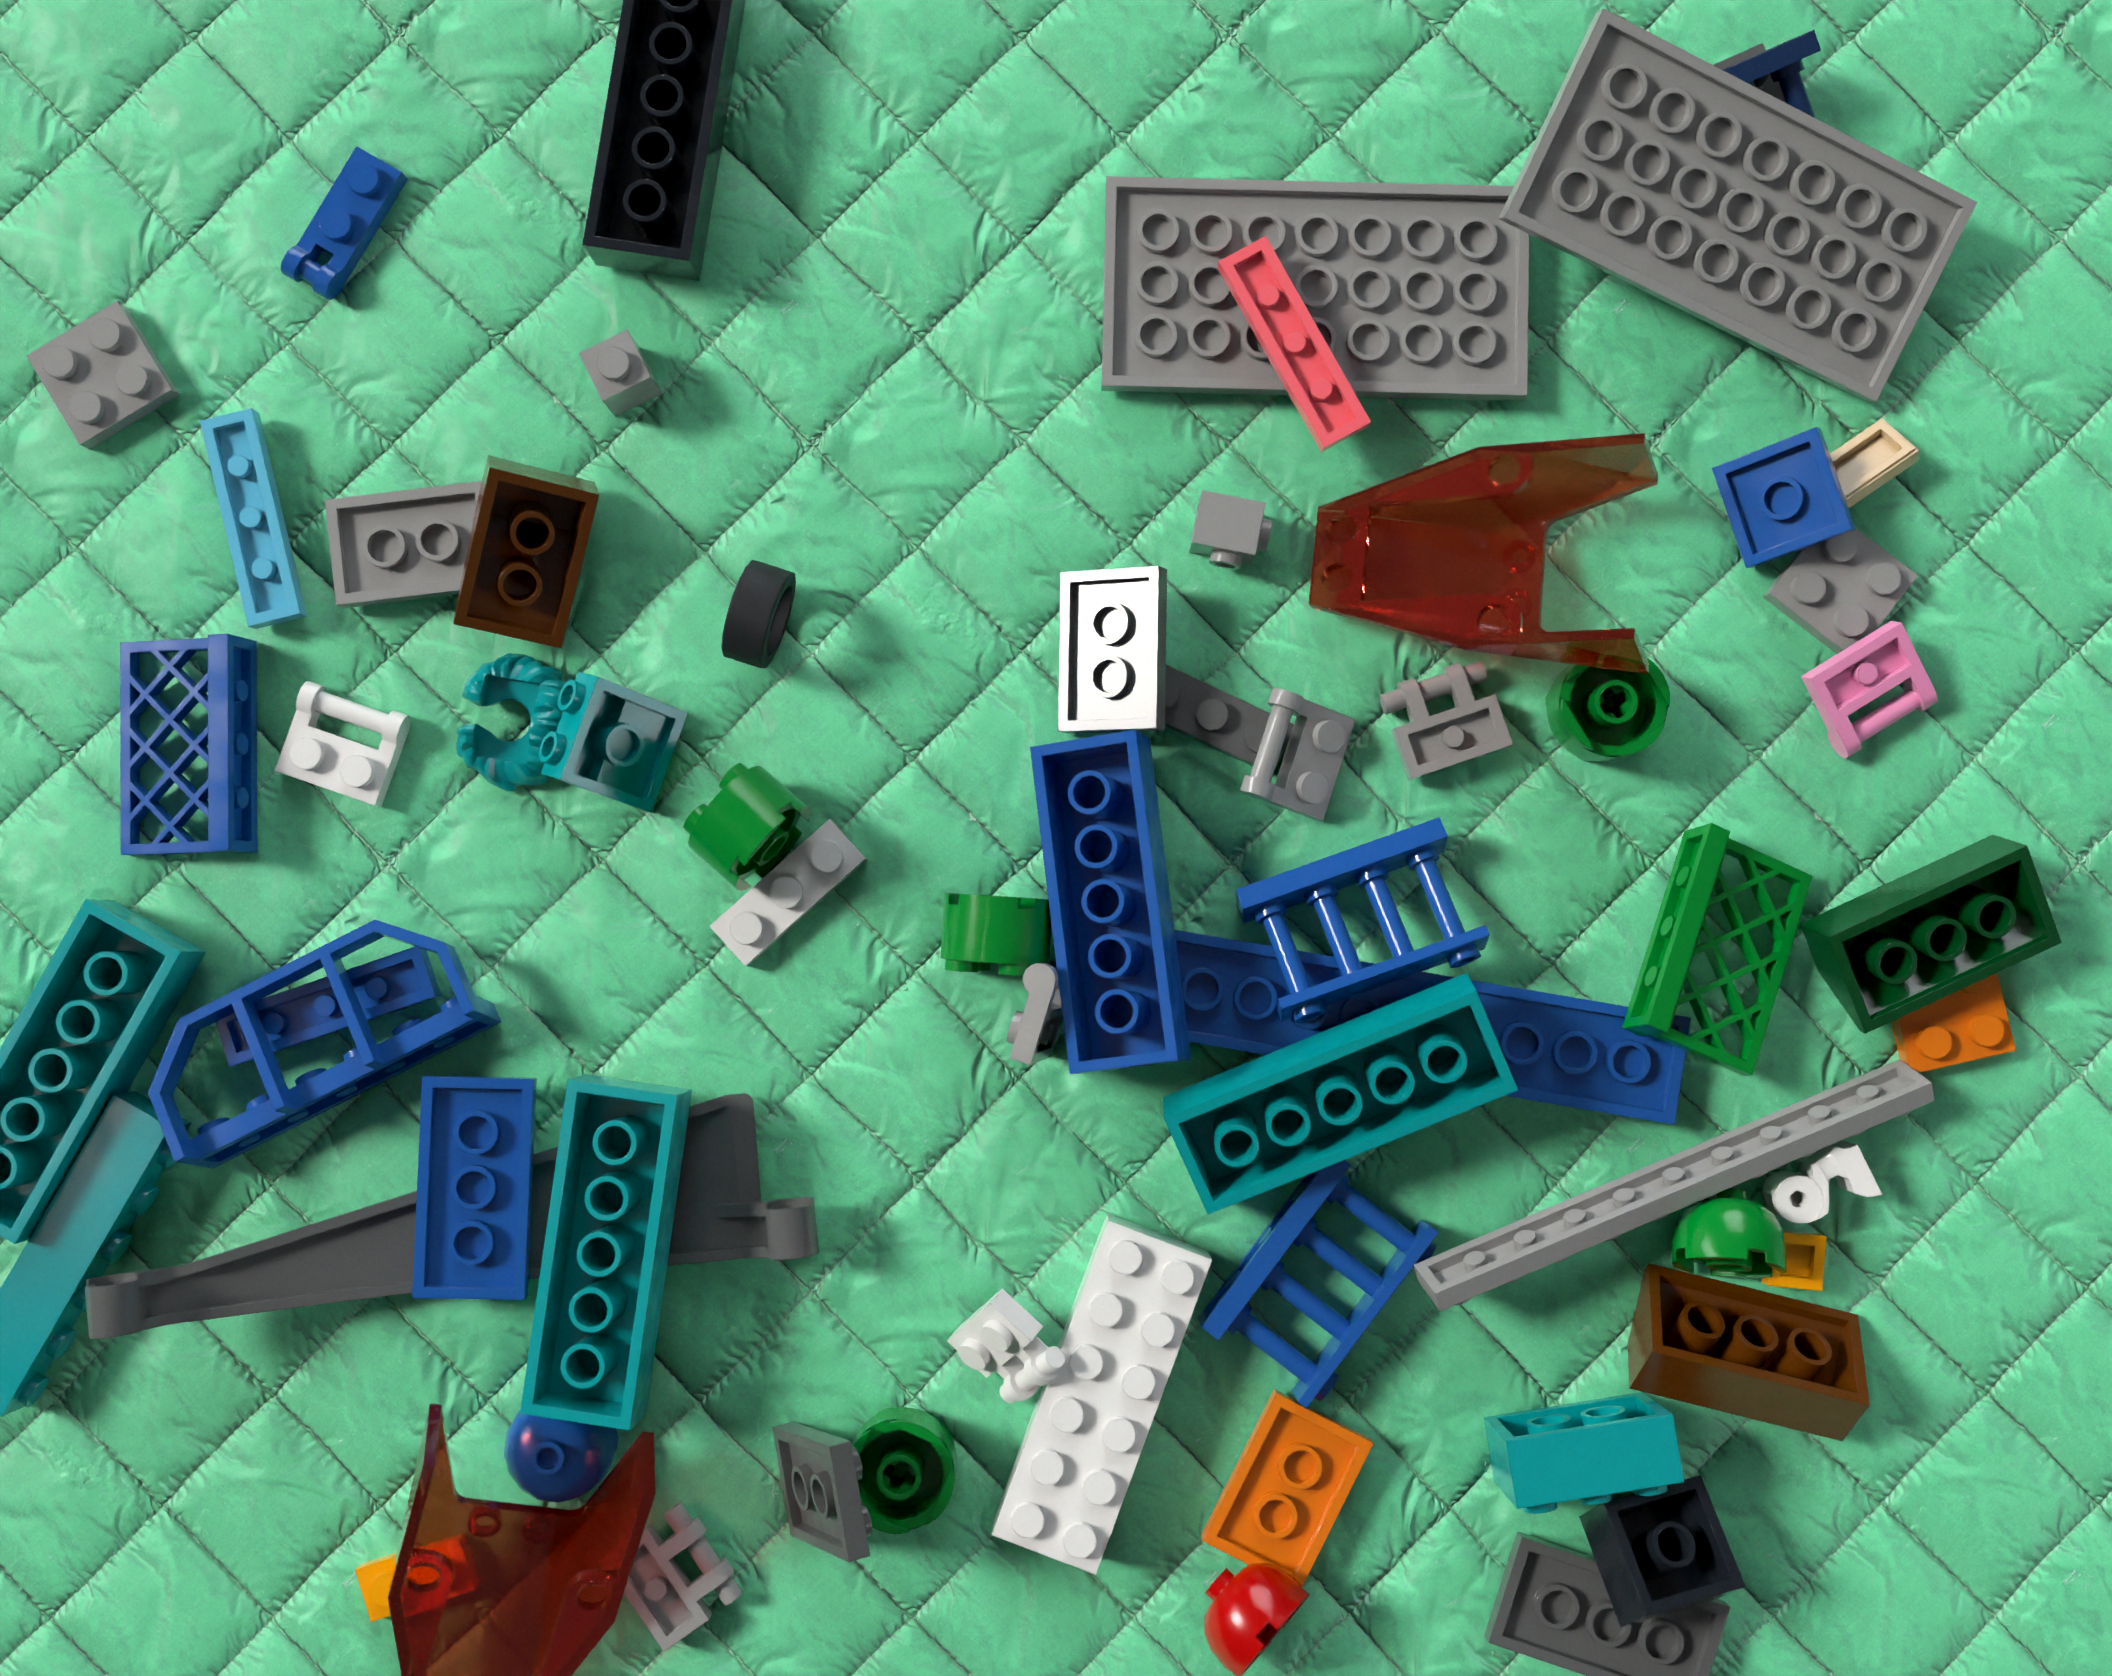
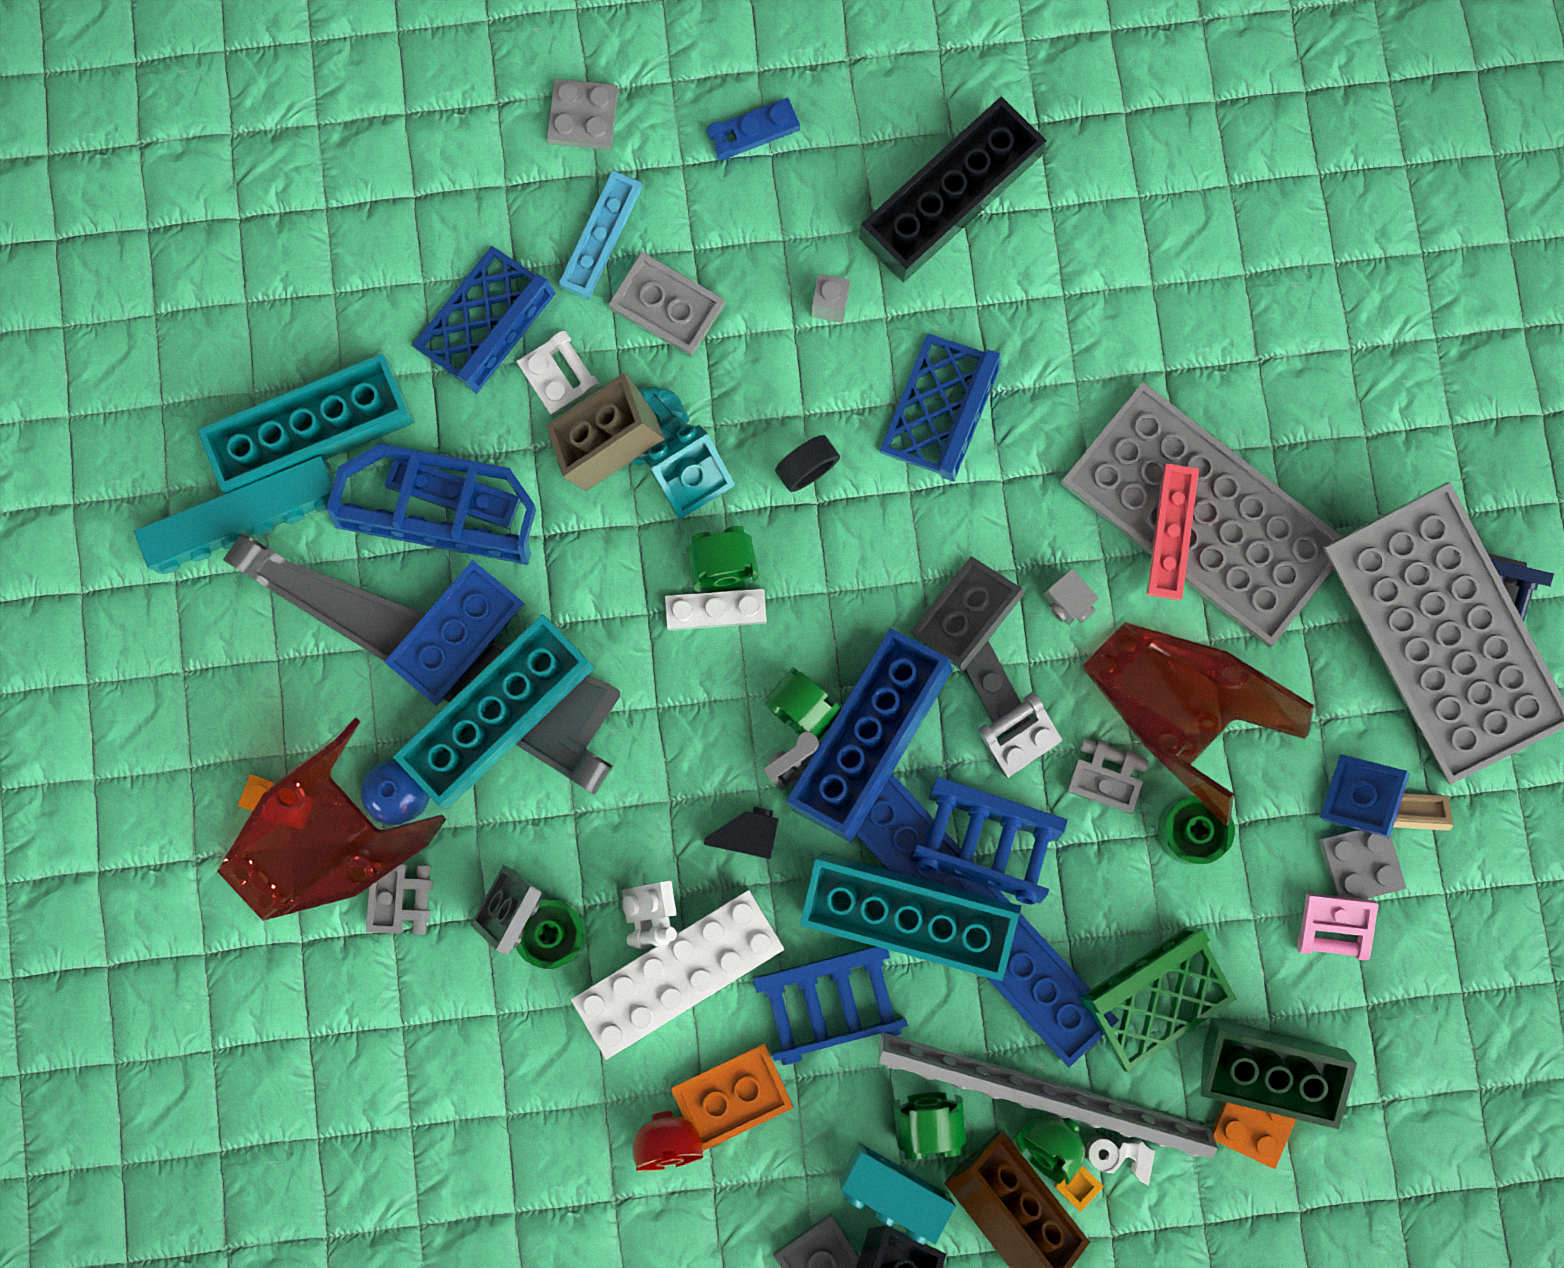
camera: 40 degrees right, 5 degrees down
(462, 778) = (604, 433): none -> dark tan slope
(525, 552) = (718, 348): reddish brown slope -> none
(917, 394) = (967, 416): none -> blue fence
(1051, 1148) = (747, 834): none -> black slope
(1559, 1333) = (930, 1125): none -> green brick

